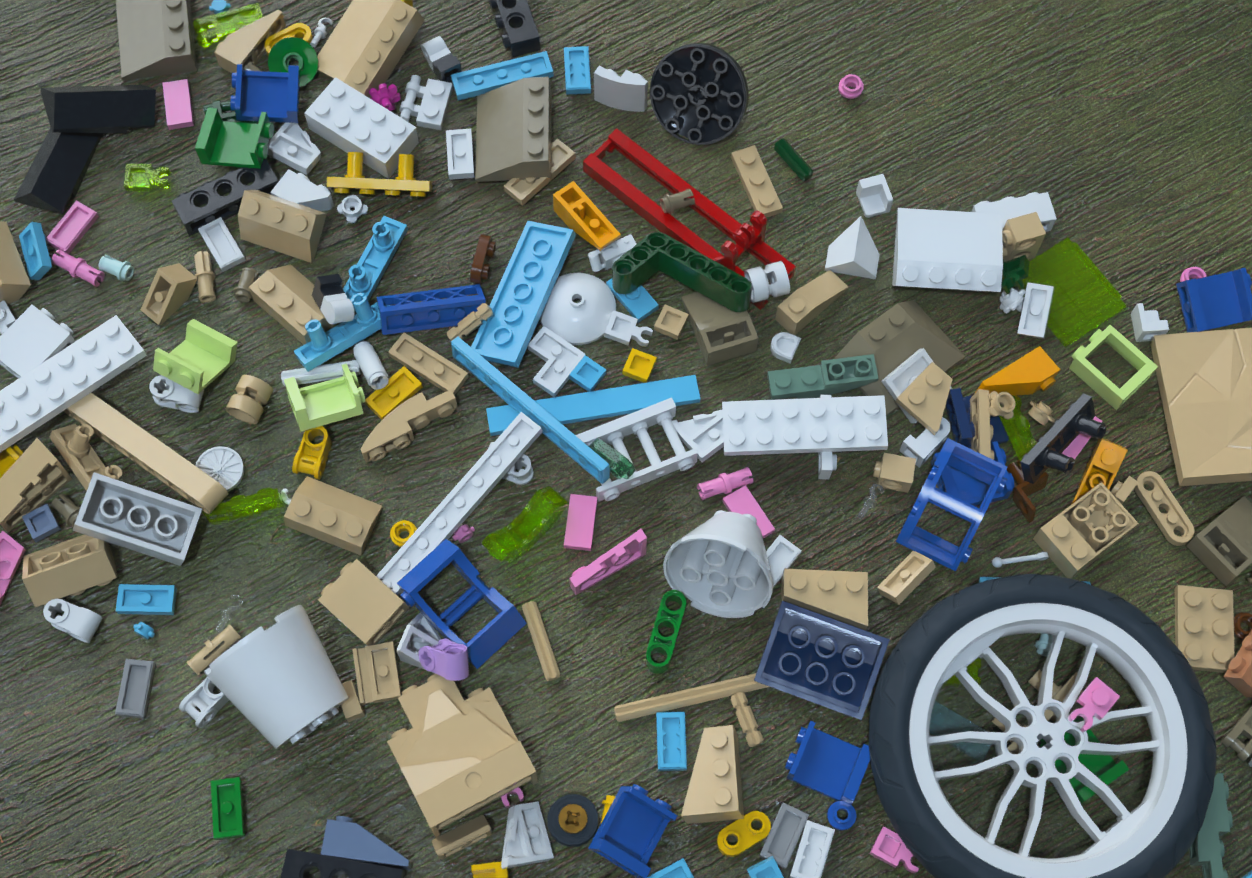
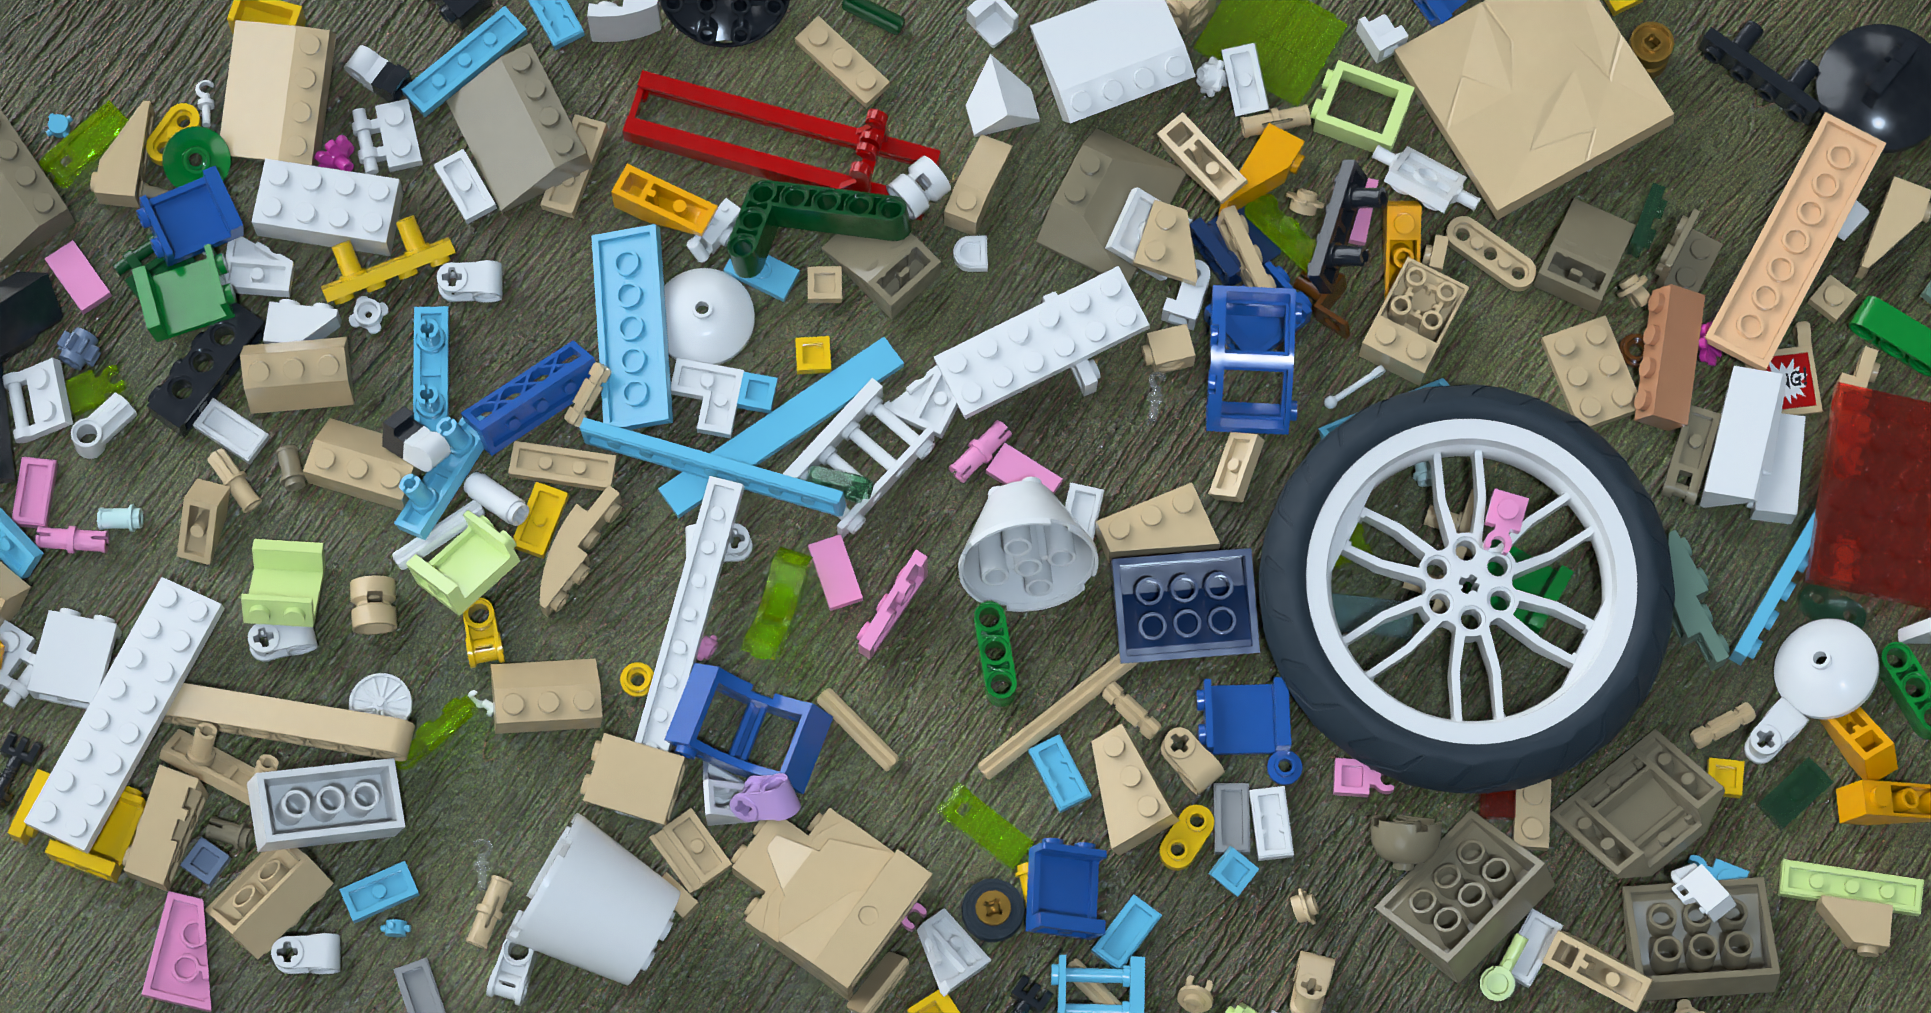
camera: 25 degrees left, 5 degrees up
(112, 169) = (47, 399): none -> white plate
(138, 203) = (104, 423): none -> white piece
(150, 147) = (78, 348): none -> sand blue gear
(430, 215) = (475, 281): none -> white piece
(480, 267) = (565, 321): reddish brown plate -> none
(598, 756) = (985, 827): none -> clear neon green plate
(623, 329) = (771, 318): white plate -> none
(676, 201) = (757, 138): dark tan pin -> none
(773, 782) = (1194, 764): none -> tan piece
(823, 379) = (1036, 275): sand green slope -> none
(978, 348) = (1200, 158): none -> tan slope
(1007, 402) = (1261, 210): tan plate -> none
(1014, 272) = (1200, 42): dark green plate -> none
(1062, 352) = (1297, 117): none -> tan pin
(1137, 434) = (1425, 179): none -> white plate

